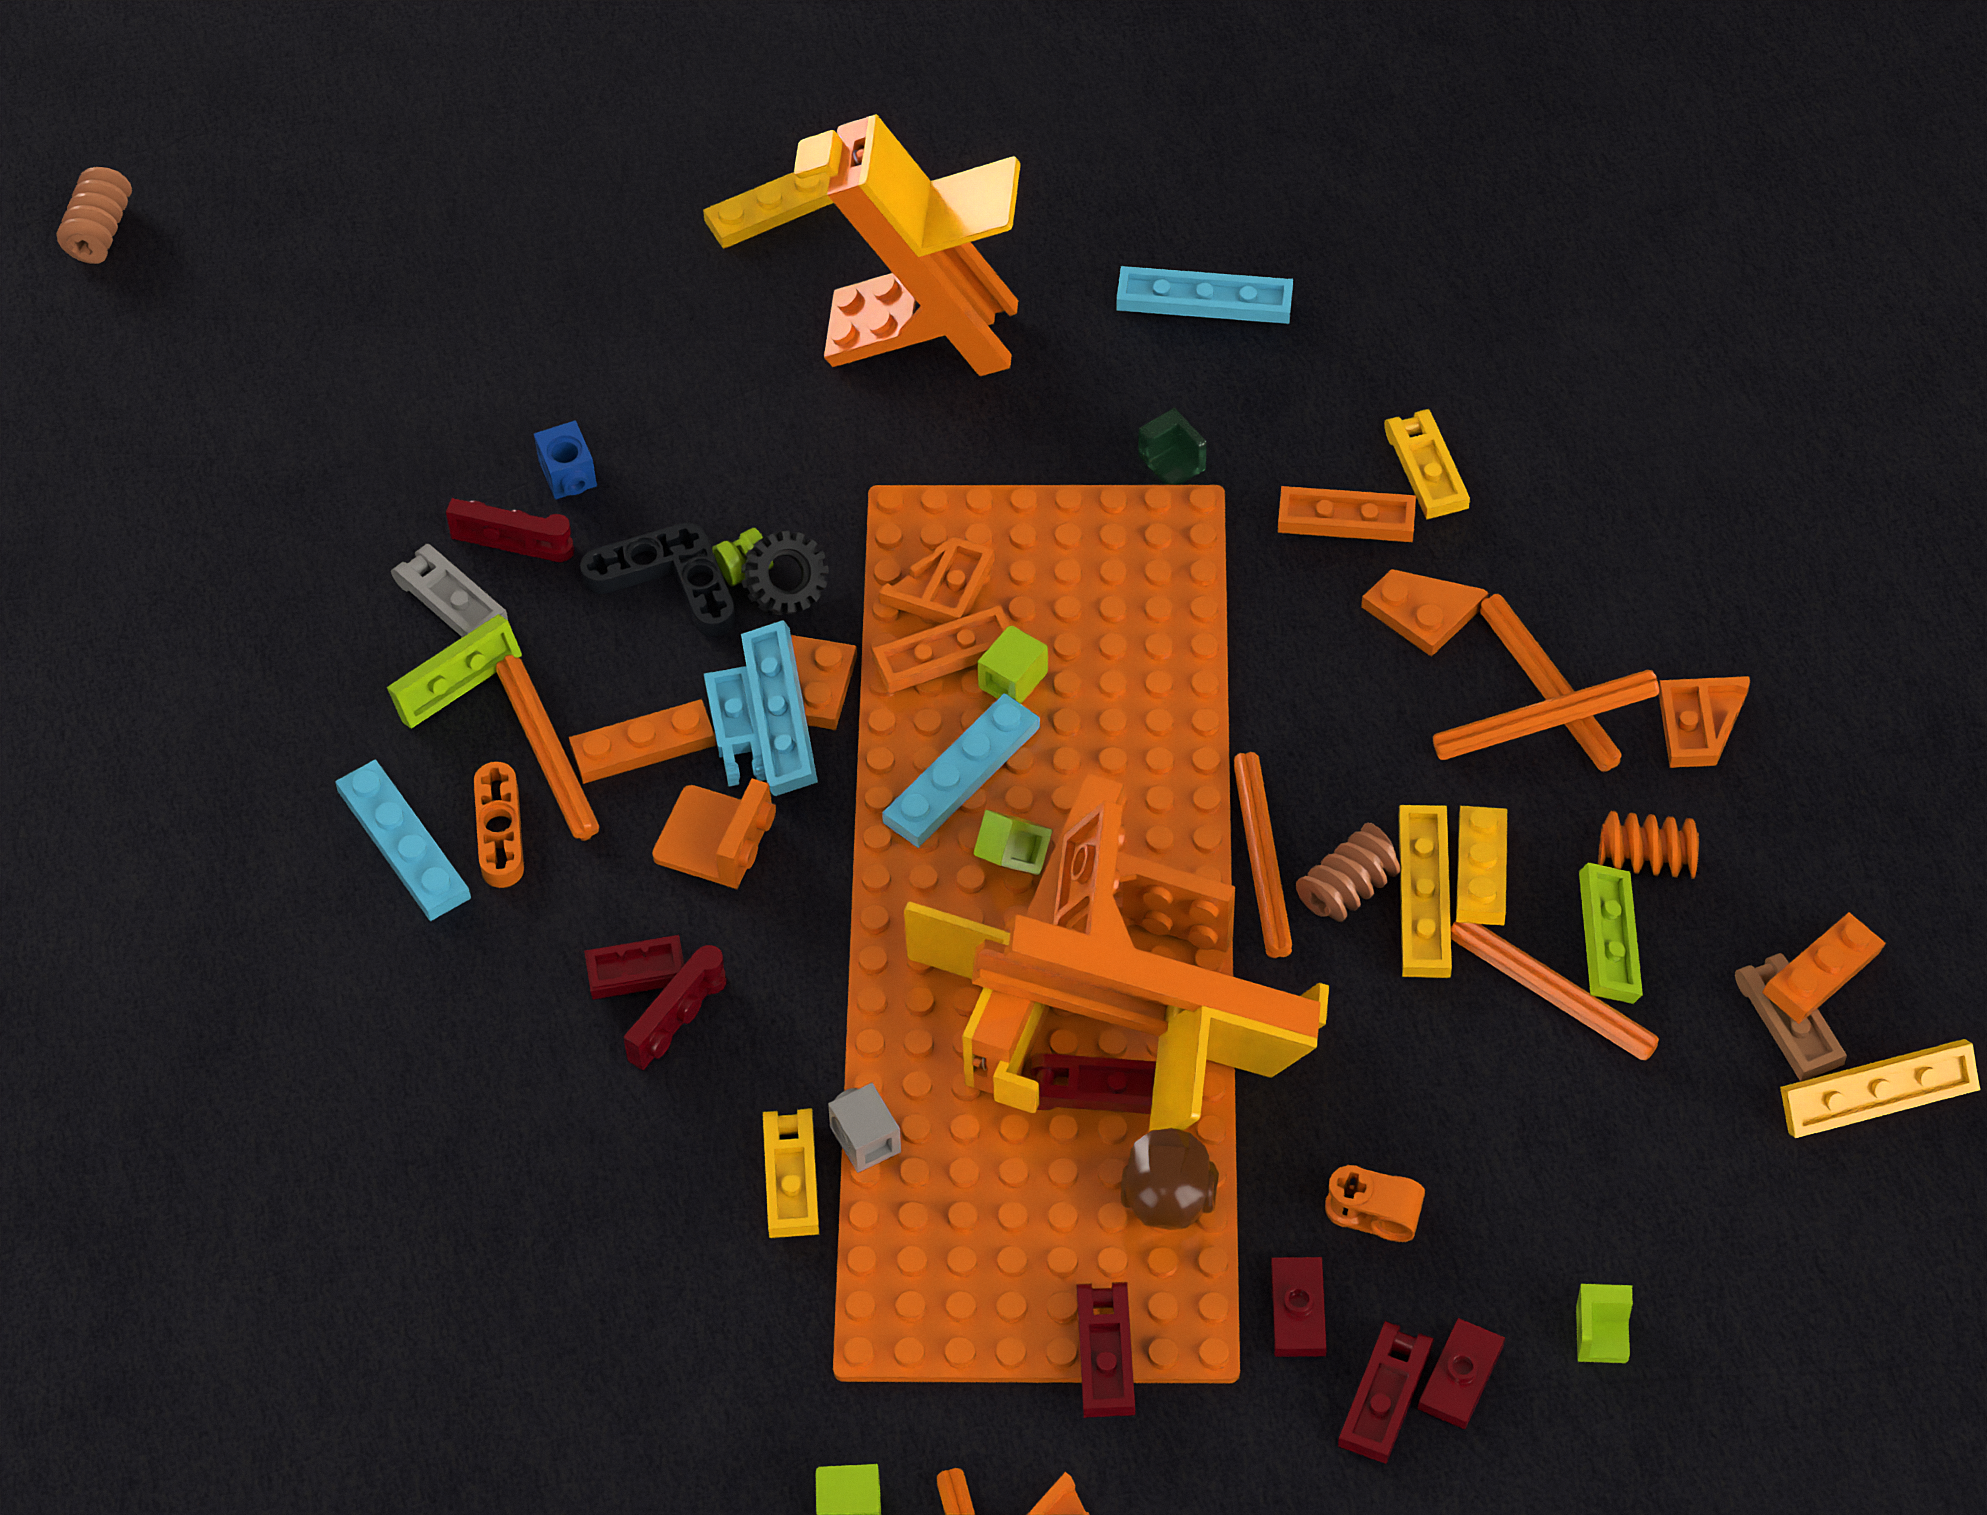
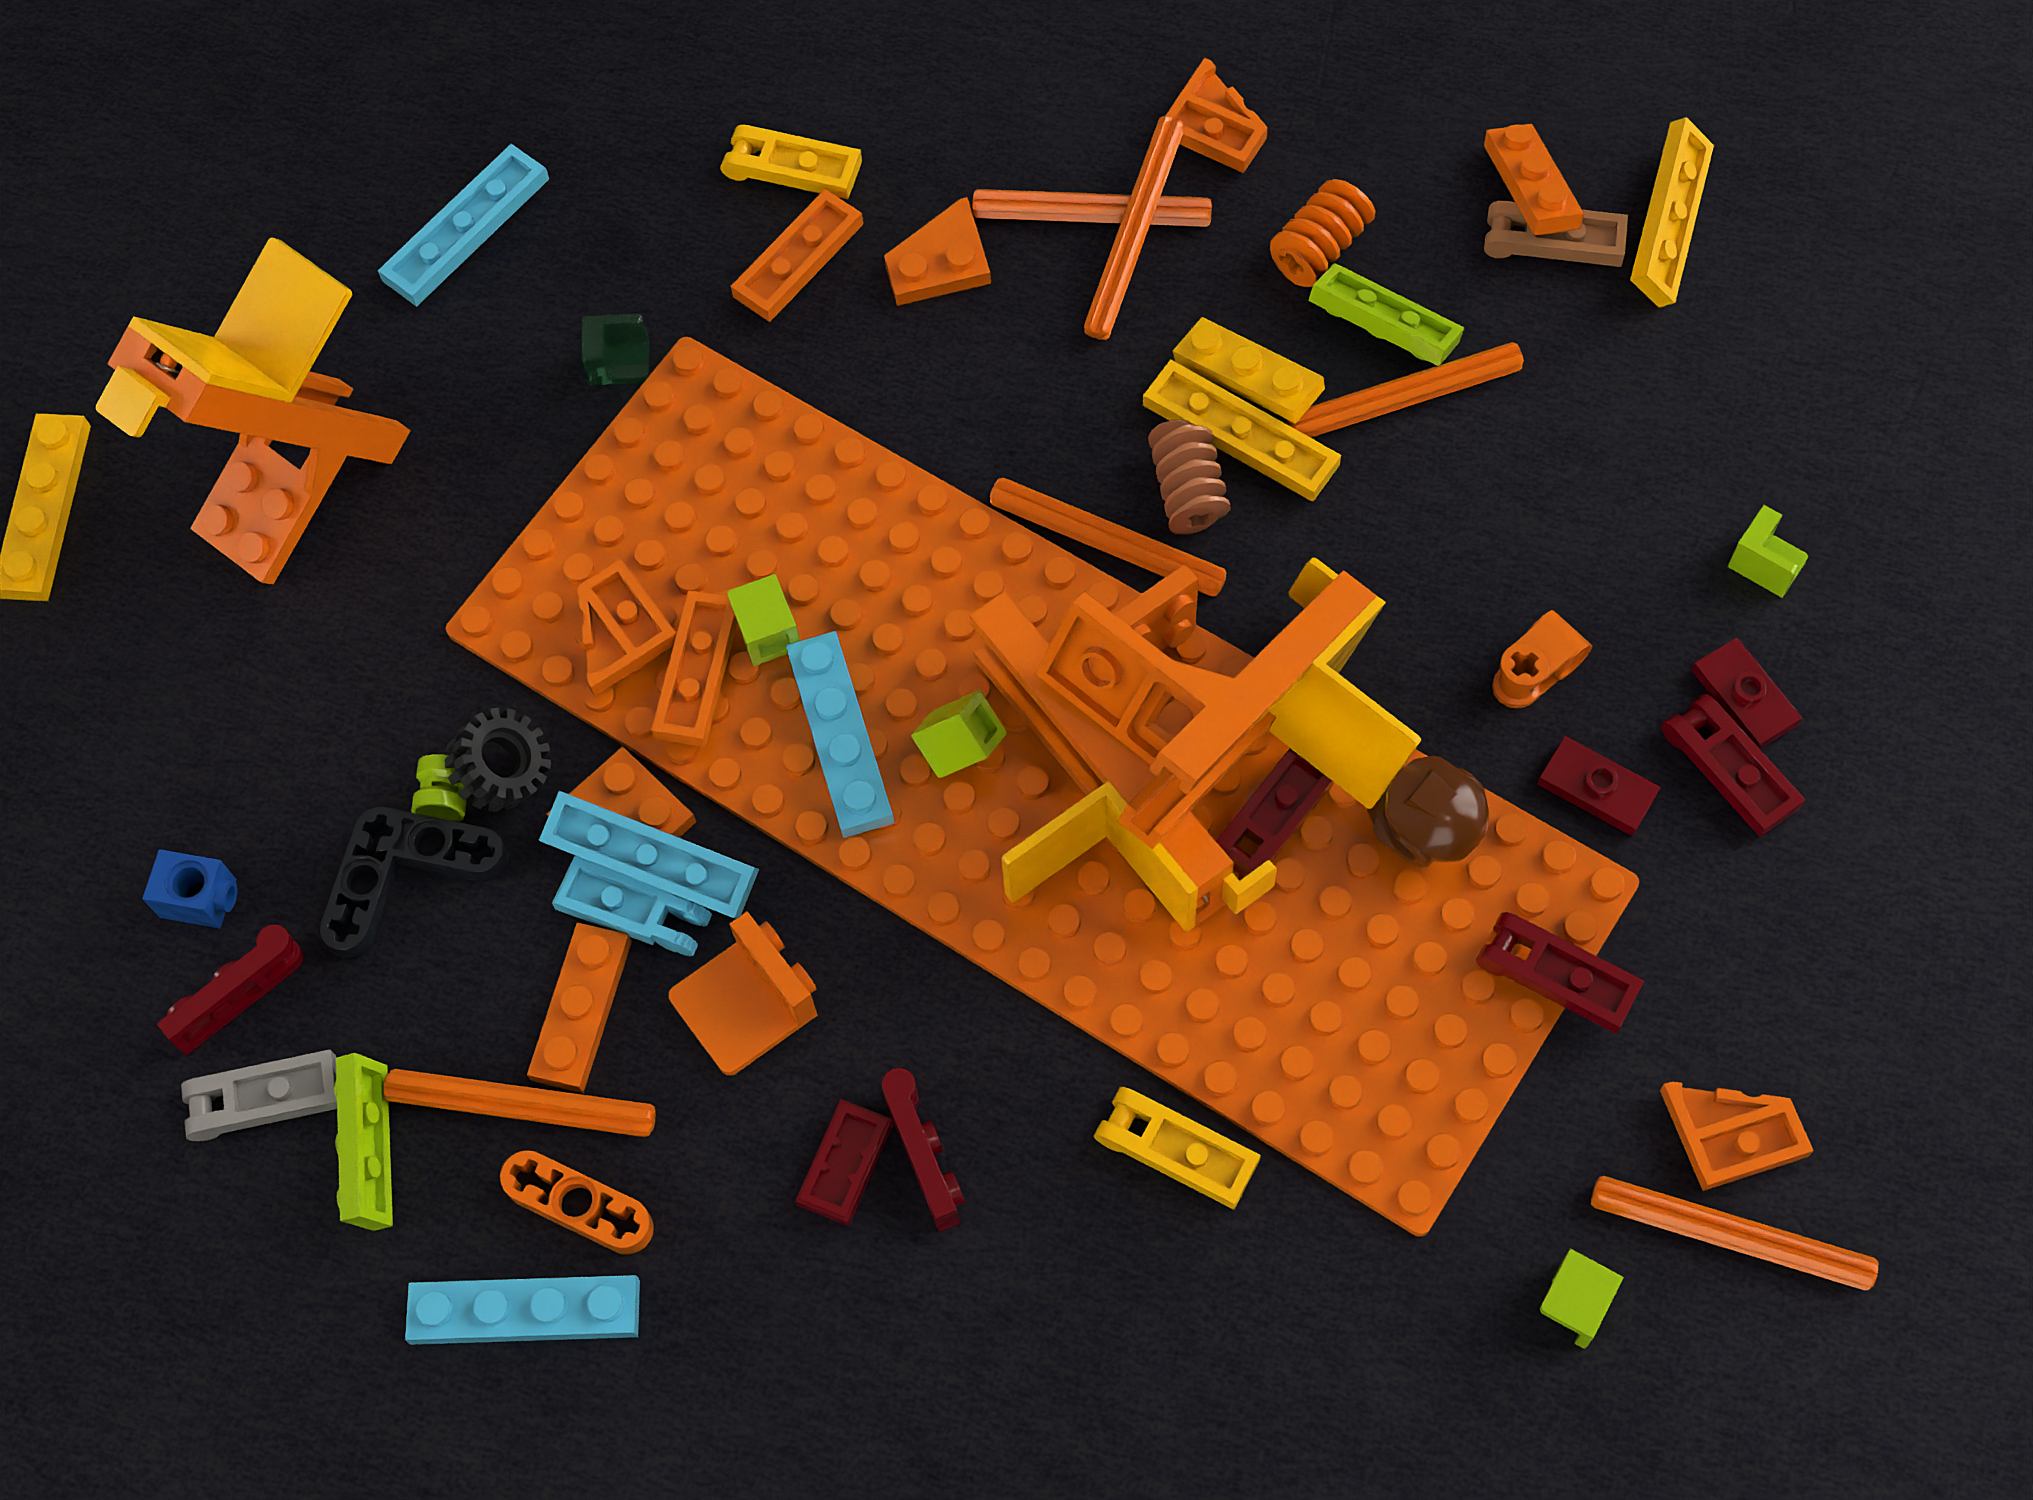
camera: 55 degrees left, 10 degrees up
(864, 1127) = (1186, 1048): light grey brick -> none

